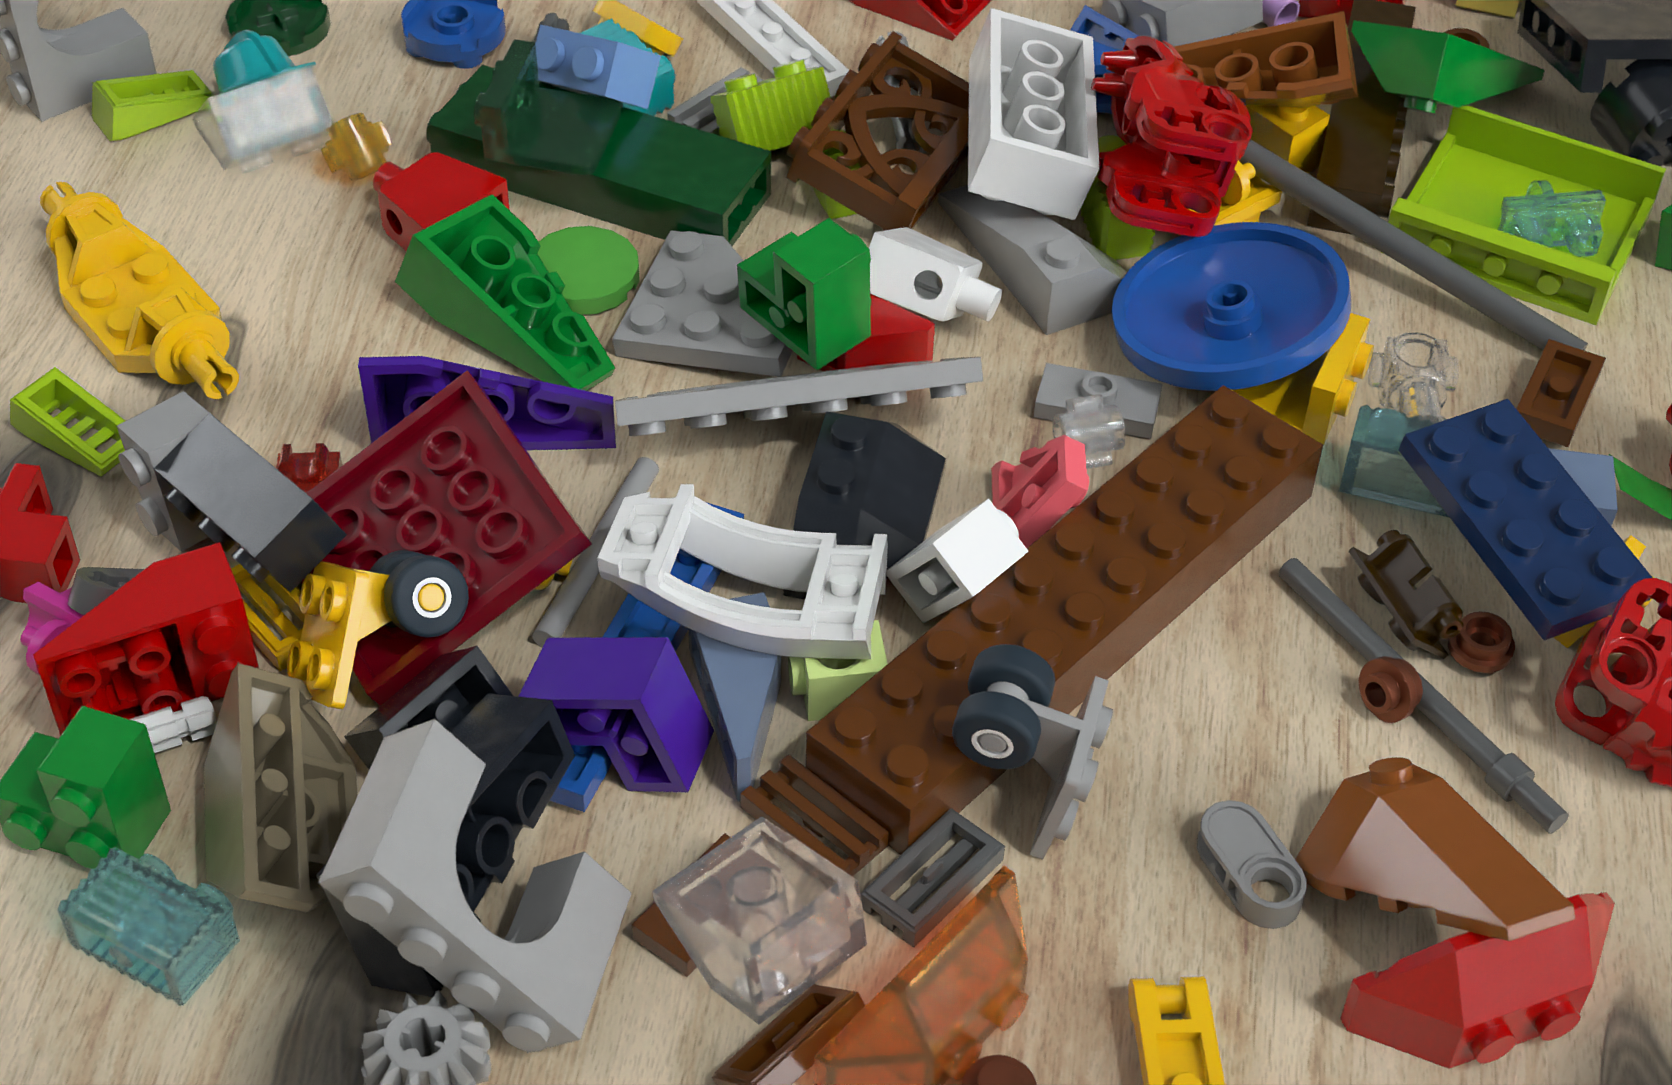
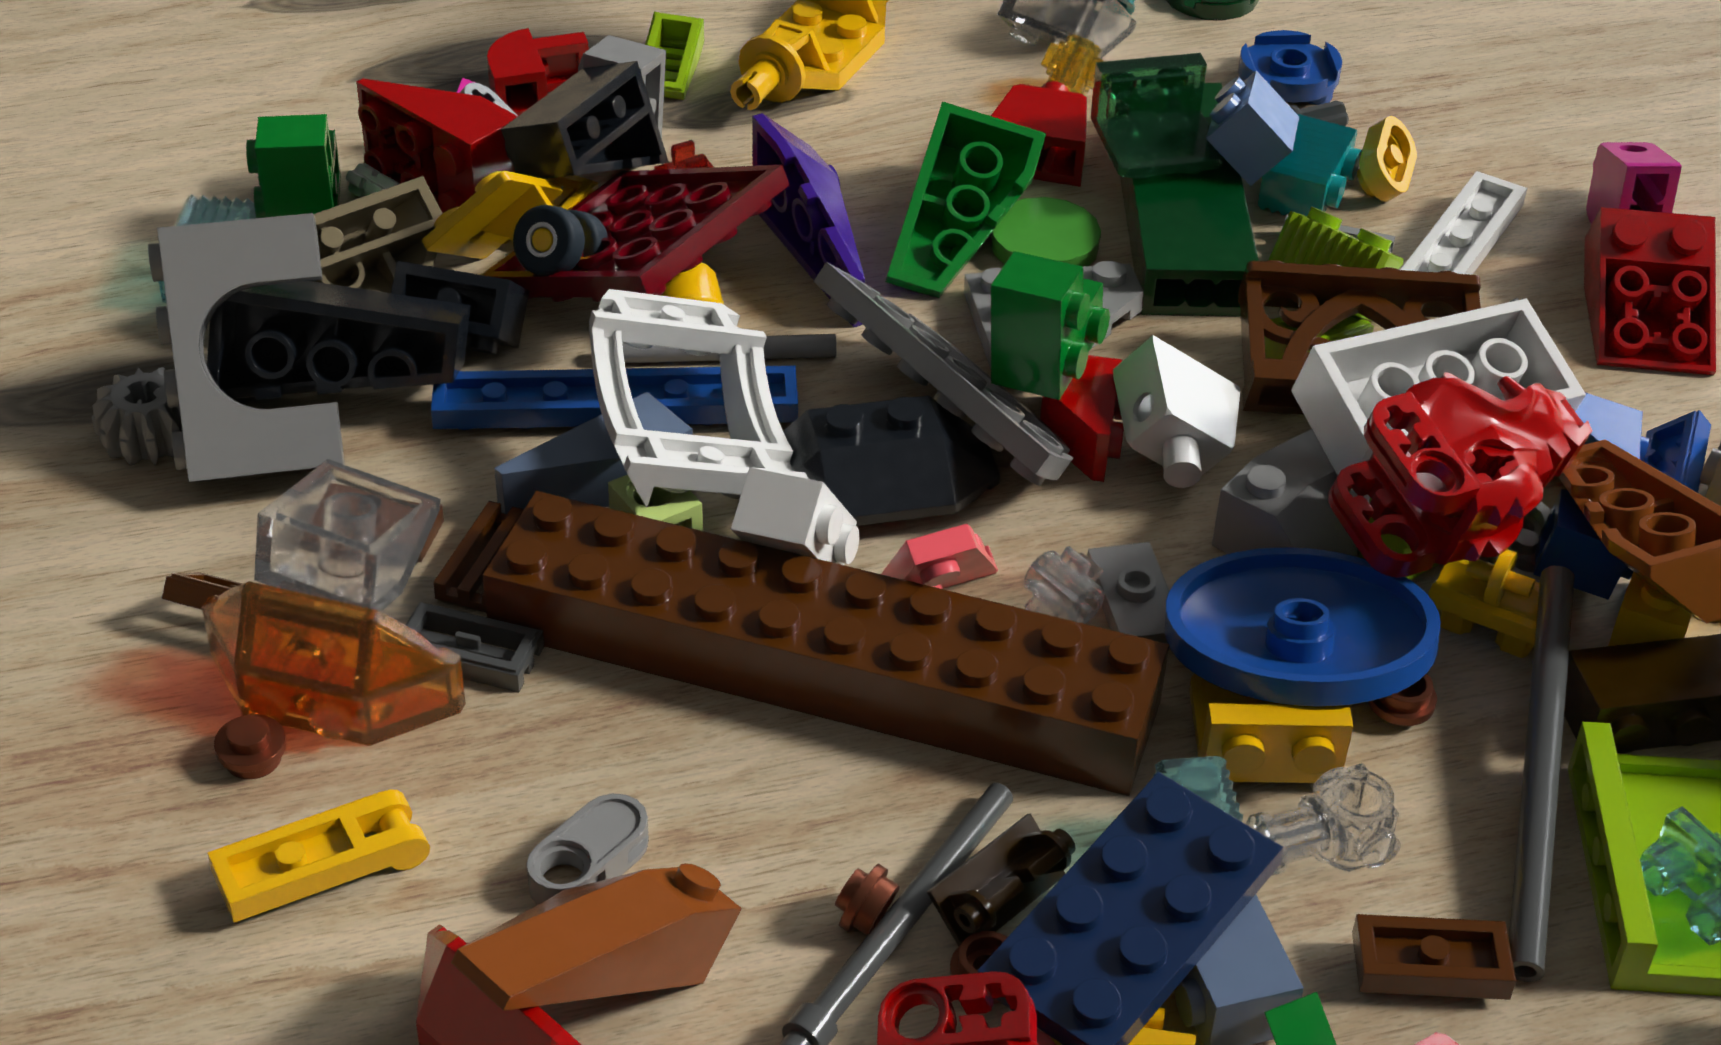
camera: 65 degrees right, 5 degrees down
(631, 702) = (508, 381): dark purple brick -> none
(1011, 722) = (593, 663): plate -> none

